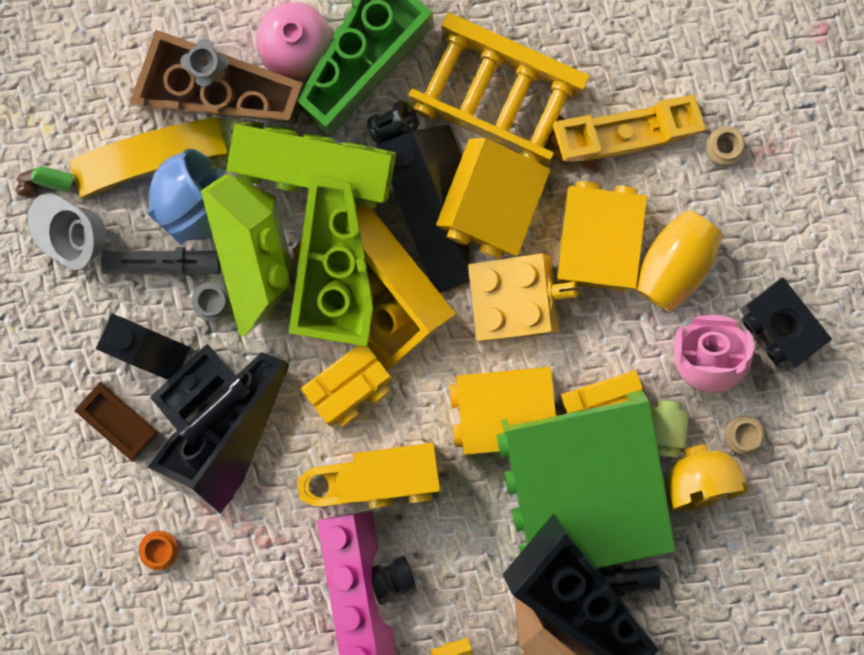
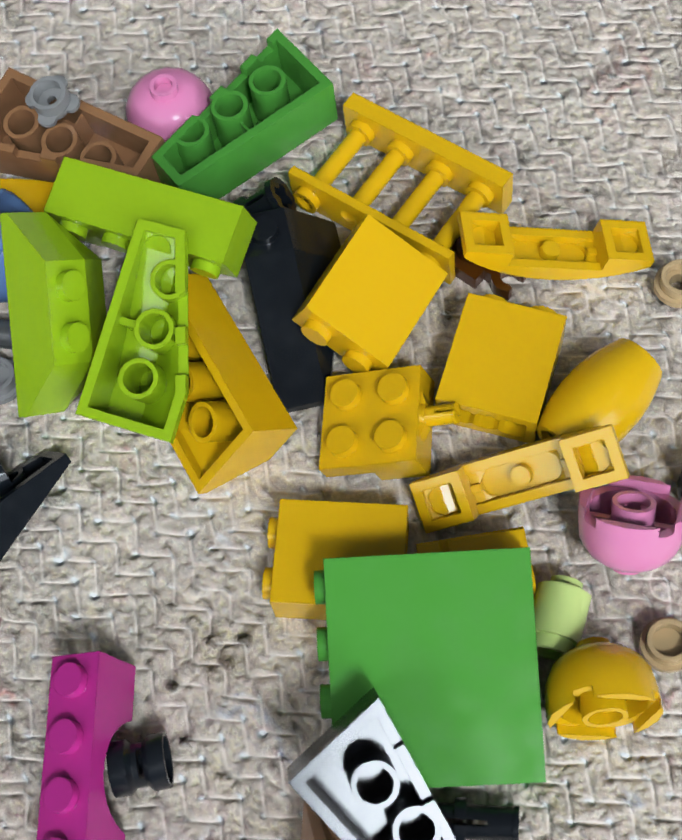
camera: 15 degrees right, 20 degrees down
(347, 385) = (140, 499): yellow brick -> none
(377, 477) = (146, 611): yellow brick -> none
(626, 328) = (519, 475): none -> yellow slope

